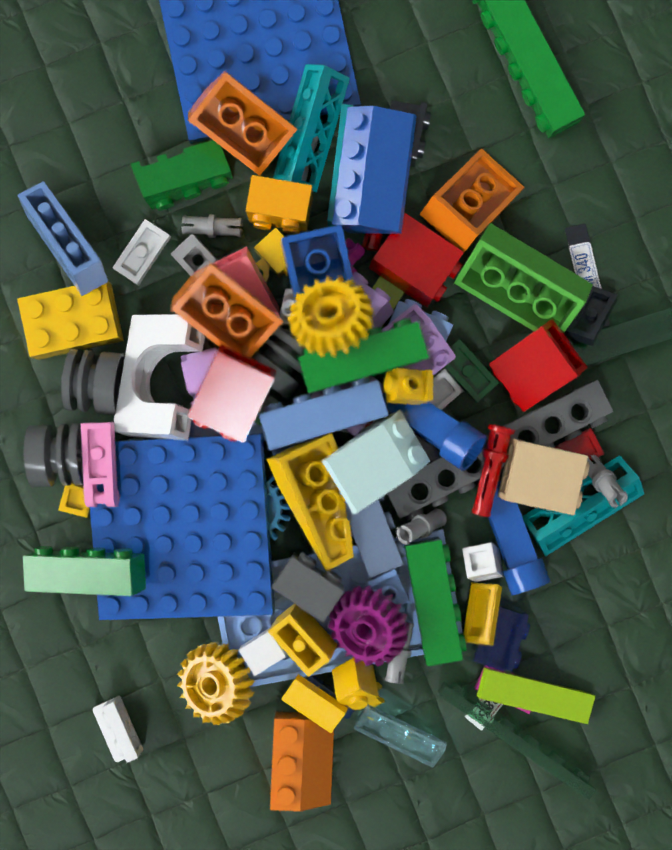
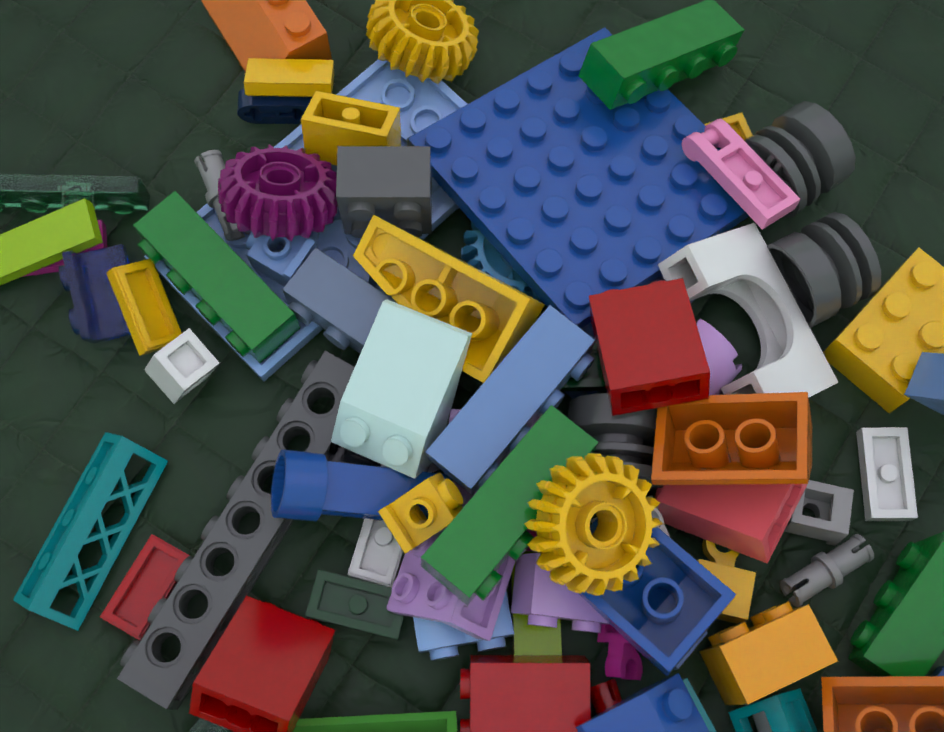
camera: 145 degrees right, 15 degrees down
(261, 652) = (394, 86): white brick -> none
(356, 685) = (251, 123): yellow brick -> none
(400, 735) = (163, 114): clear light blue plate -> none
(421, 526) = (291, 358): light grey pin -> none
(495, 455) = (247, 503): red pin -> none
(522, 565) = (121, 391): blue beam -> none
(543, 477) = (162, 519): tan brick -> none
(605, 482) = (74, 572): light grey pin -> none

